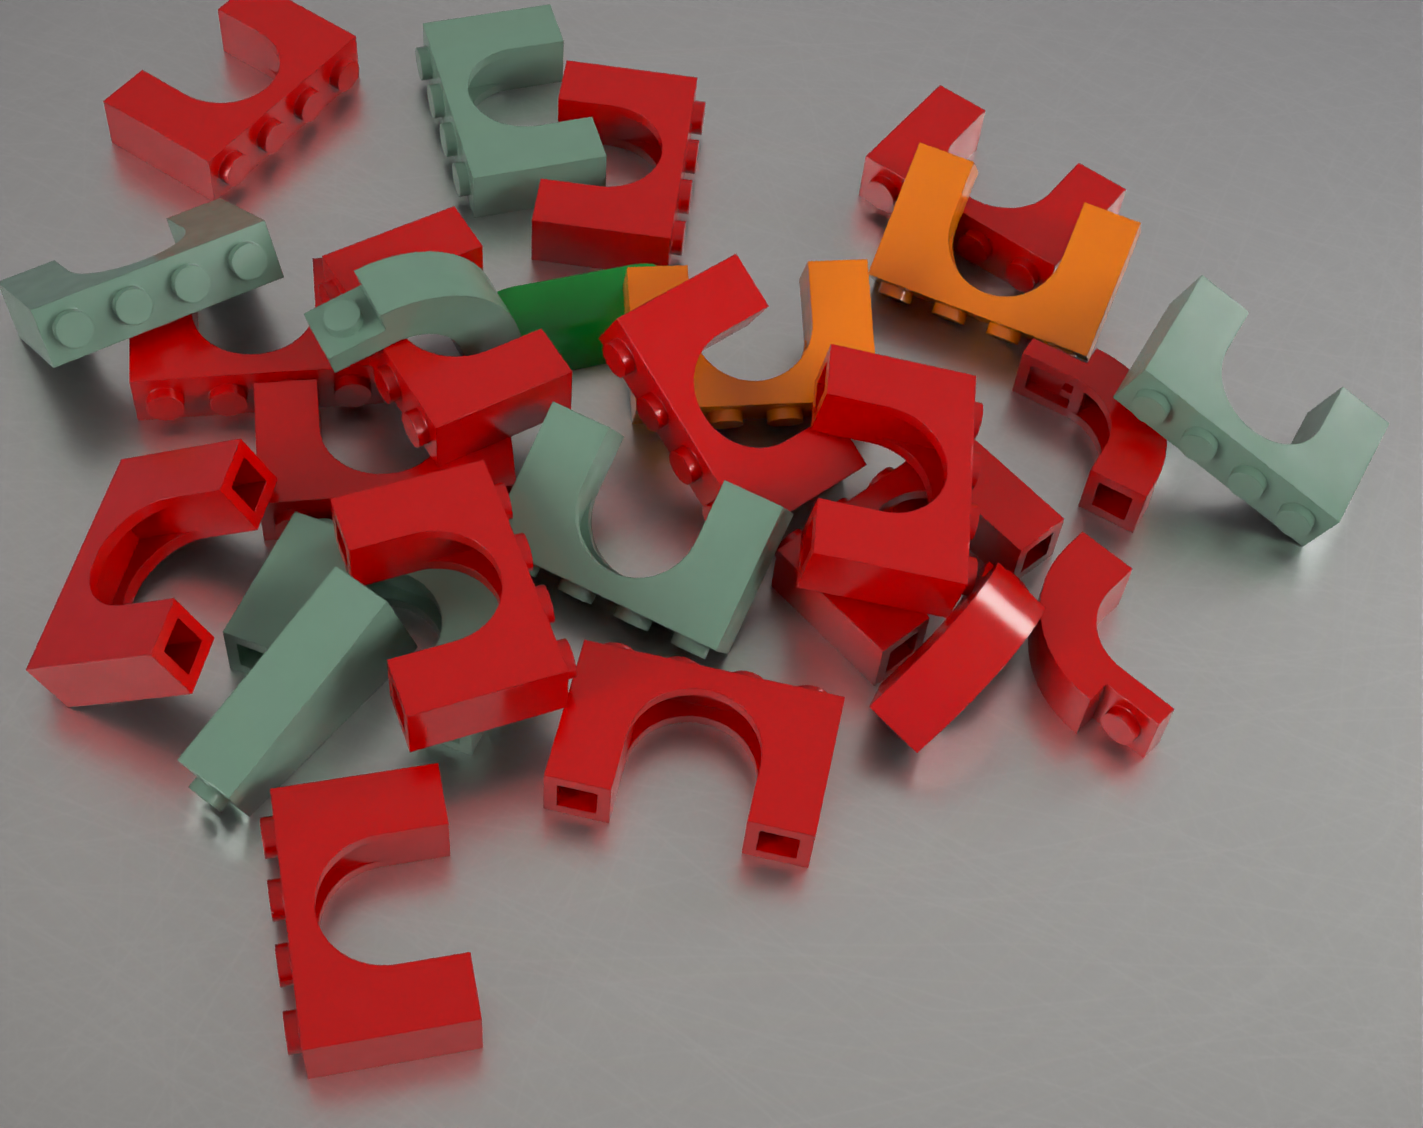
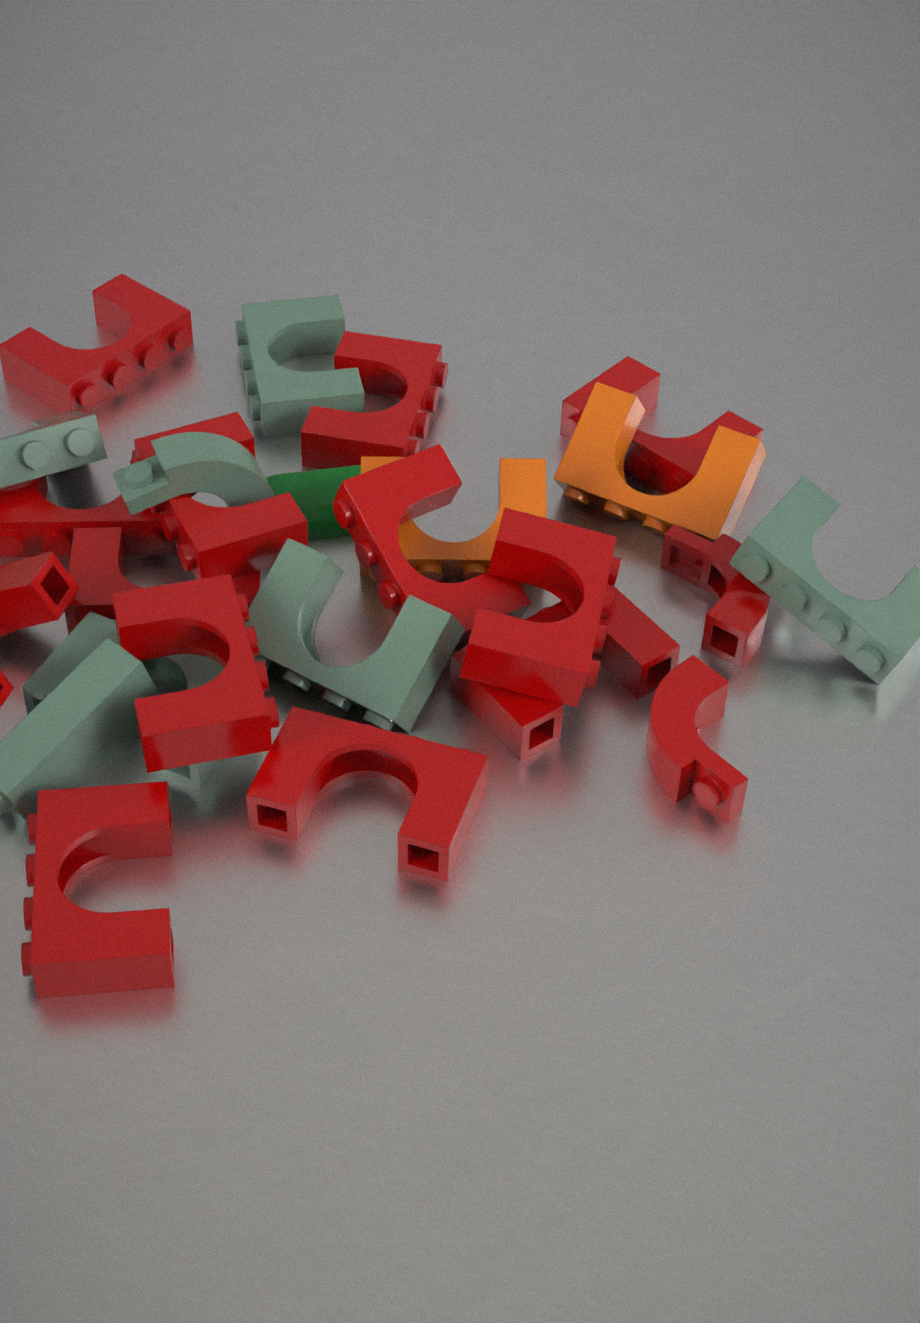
camera: 10 degrees right, 10 degrees down
(958, 657) = (580, 732): red arch -> none

